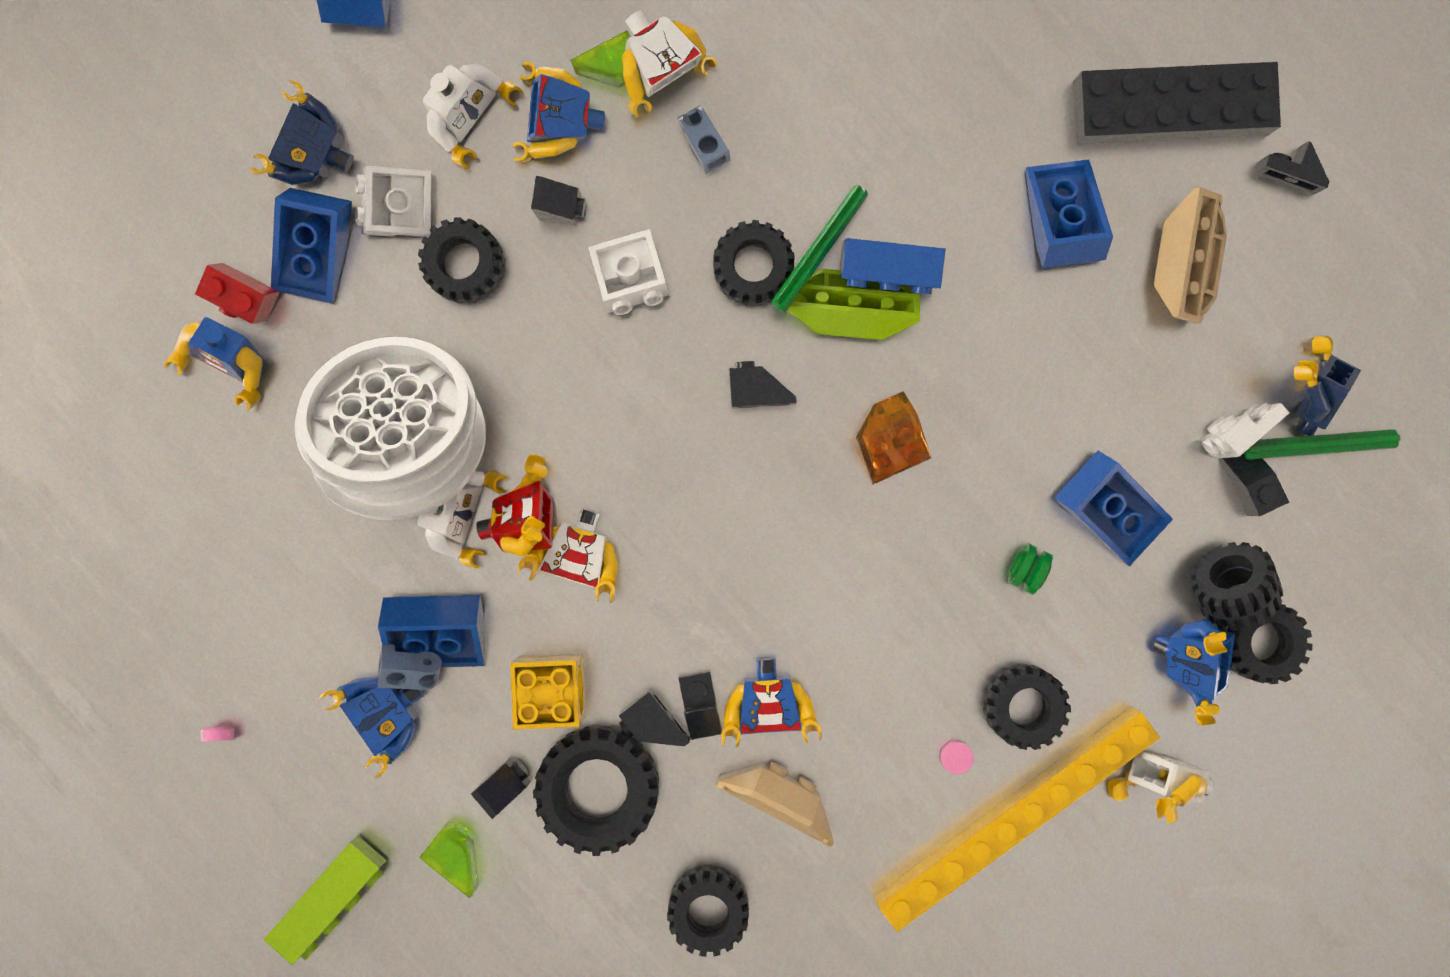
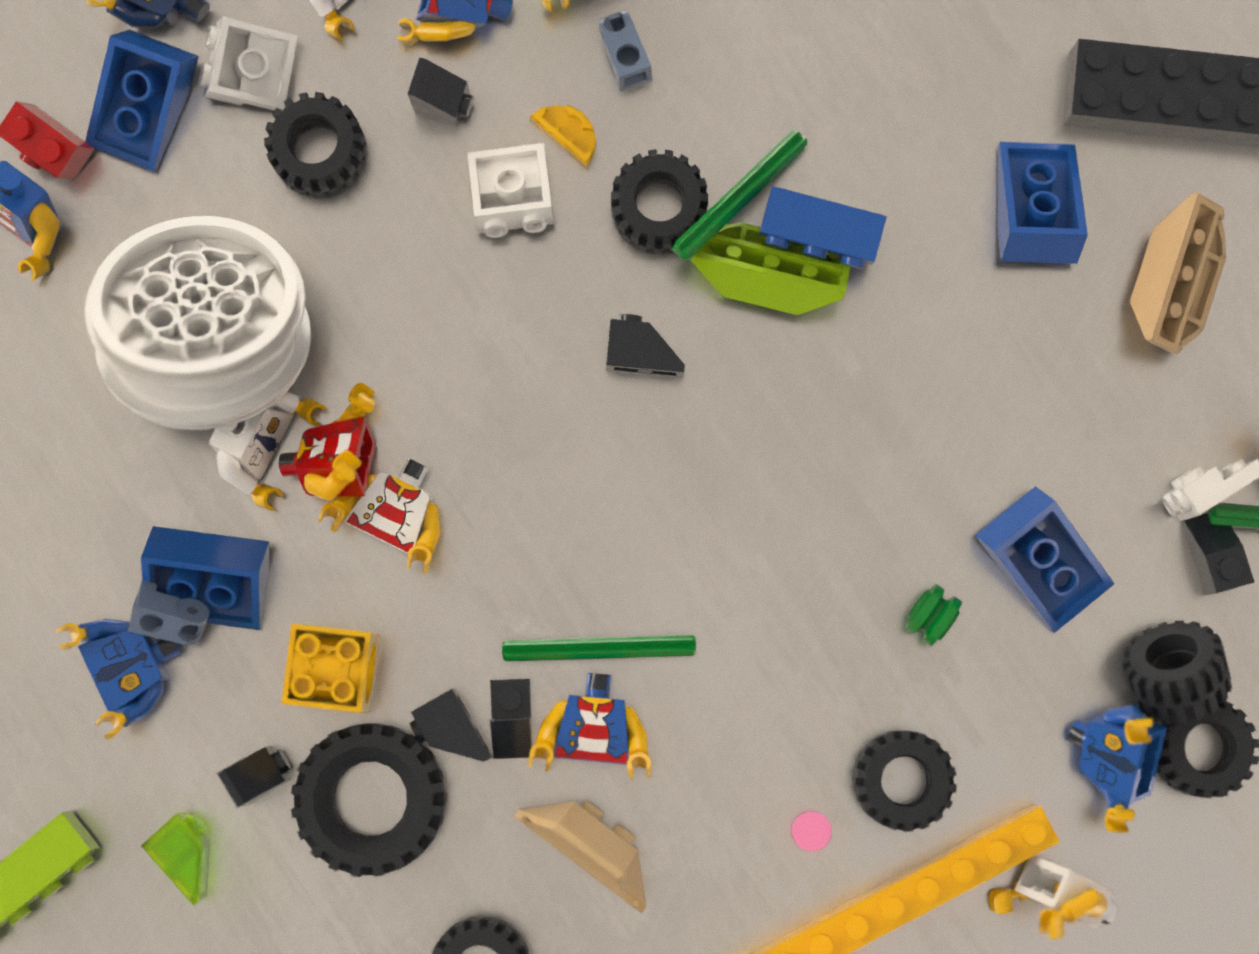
camera: 10 degrees right, 5 degrees down
(668, 213) = (569, 129): none -> yellow tile
(762, 637) = (599, 647): none -> green axle
(892, 438) = (791, 434): clear orange slope -> none

